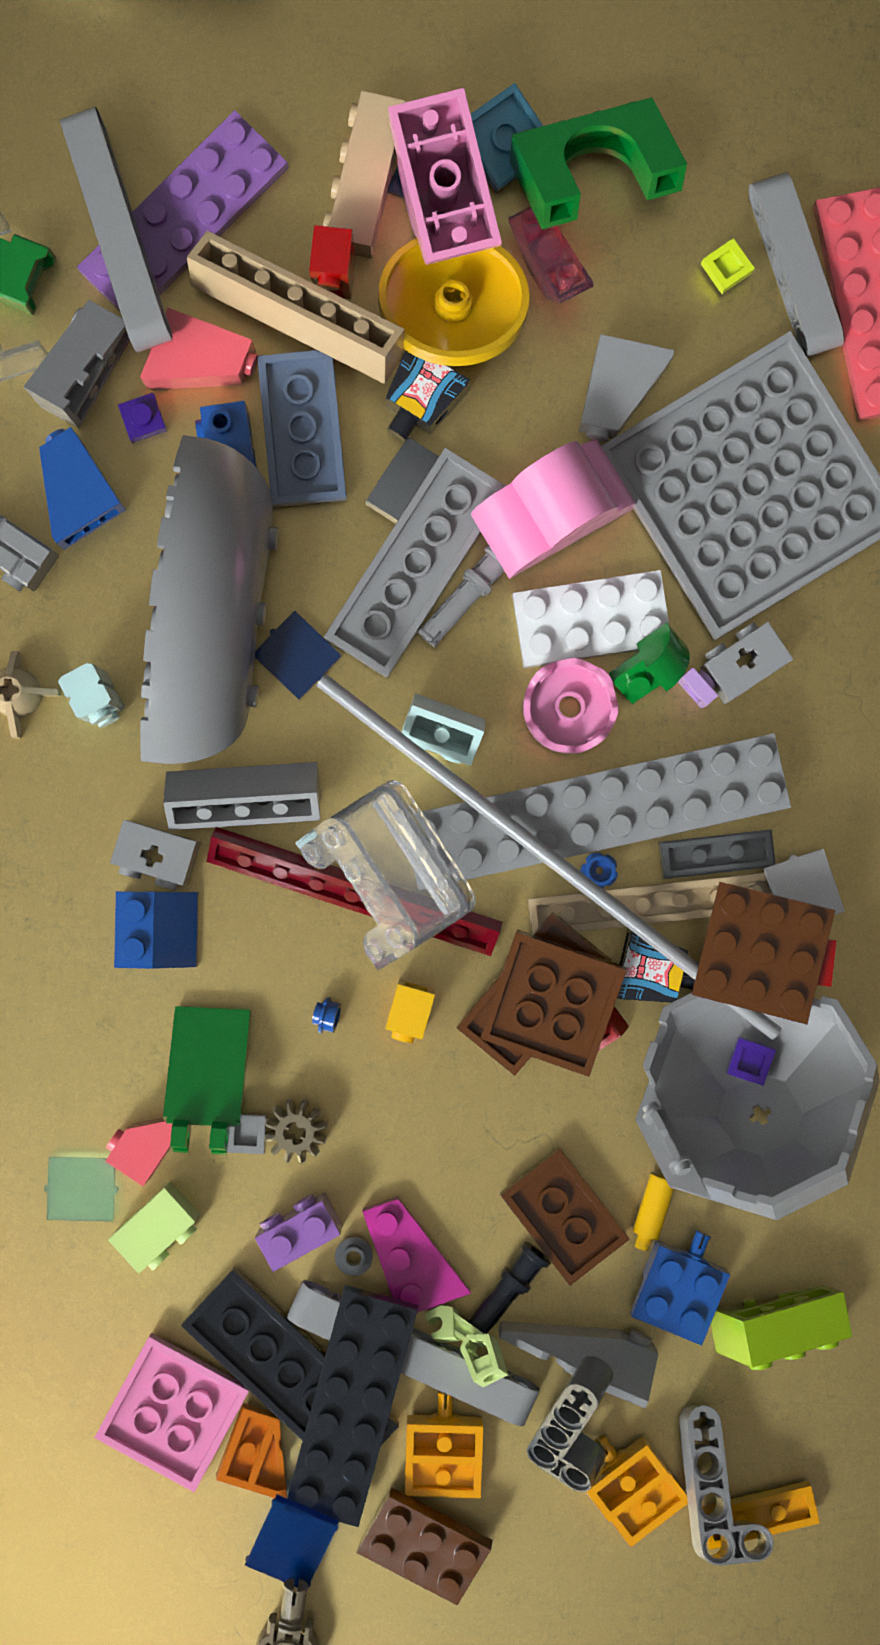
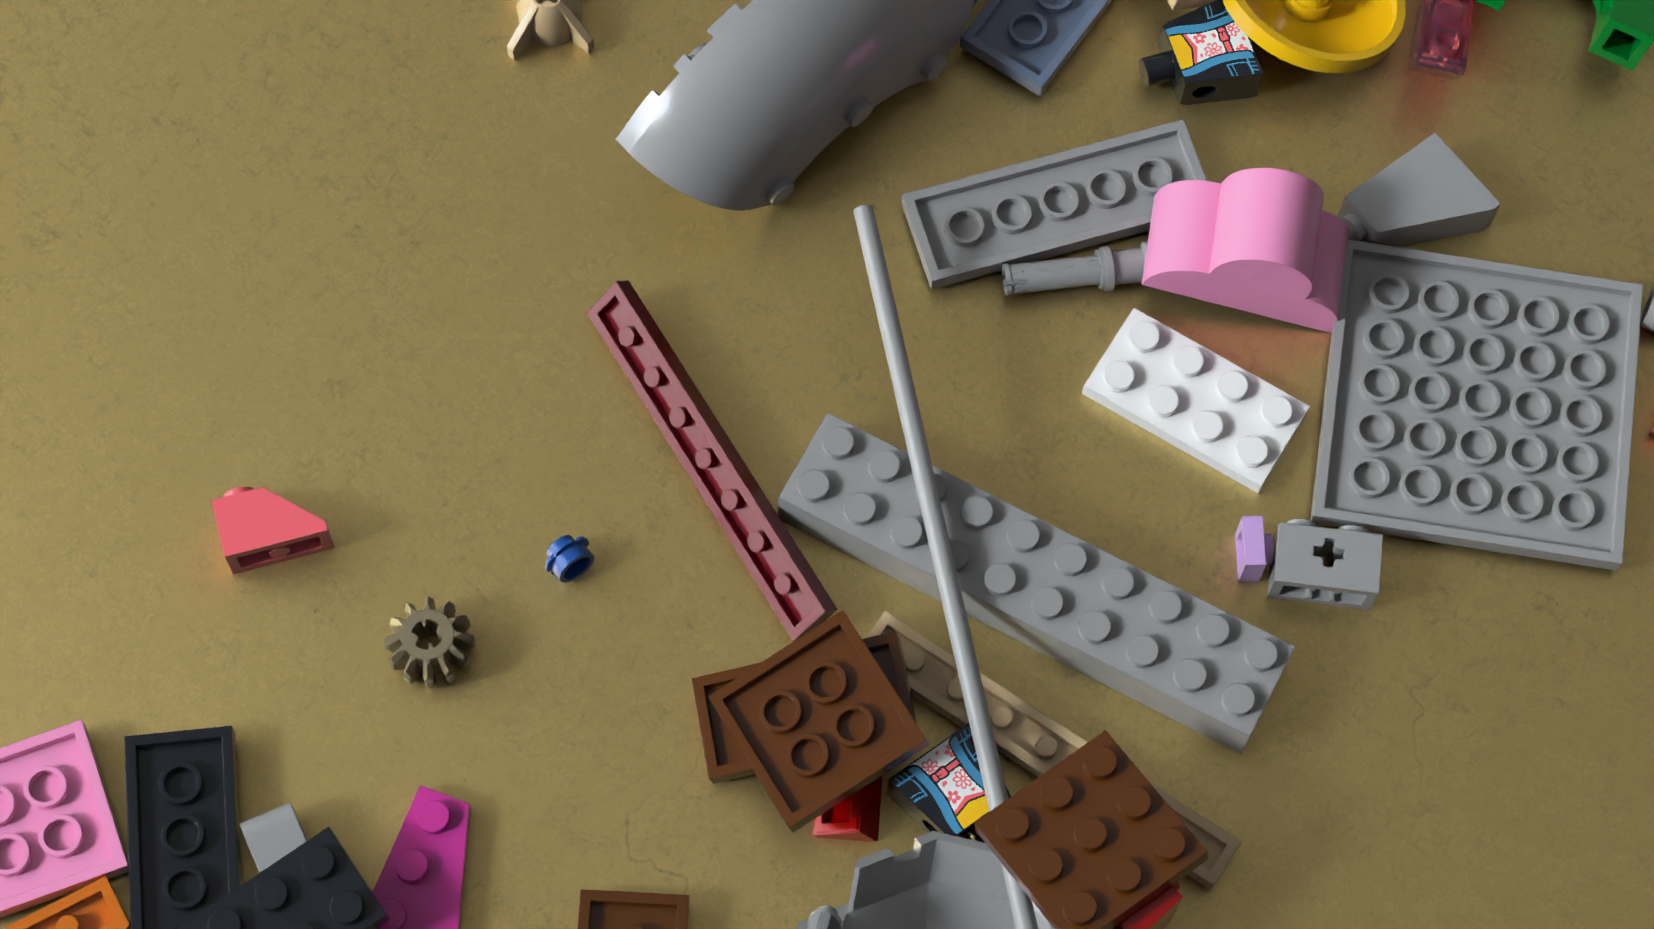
camera: 40 degrees right, 20 degrees down
(80, 1189) = (157, 523): clear light blue piece -> none
(92, 695) = (623, 60): light aqua brick -> none
(138, 839) = (566, 274): light grey brick -> none
(154, 1228) = (194, 617): yellowish green brick -> none
(156, 929) = (475, 330): blue slope -> none
(206, 1074) = (392, 505): green tile -> none
(242, 796) = (683, 273): light grey brick -> none
(249, 1135) = (374, 603): light grey plate -> none
(297, 655) = (856, 182): dark blue piece -> none
(299, 1231) = (336, 743): medium lavender brick -> none
(353, 1244) = (374, 839): dark grey plate -> none
(394, 868) = (772, 452): clear windscreen -> none
(401, 480) = (1110, 115): dark grey slope -> none
(410, 1011) = (660, 610): yellow brick -> none
(443, 729) = (945, 373): light aqua brick -> none
(570, 679) = (1103, 426): bright pink plate -> none
(608, 865) = (1000, 648): blue plate -> none
(659, 662) = (1223, 486): green brick -> none
(716, 854) = (1153, 749): dark grey tile -> none
(727, 266) = (1625, 179): neon yellow plate -> none
(805, 880) = (1217, 829): white piece -> none

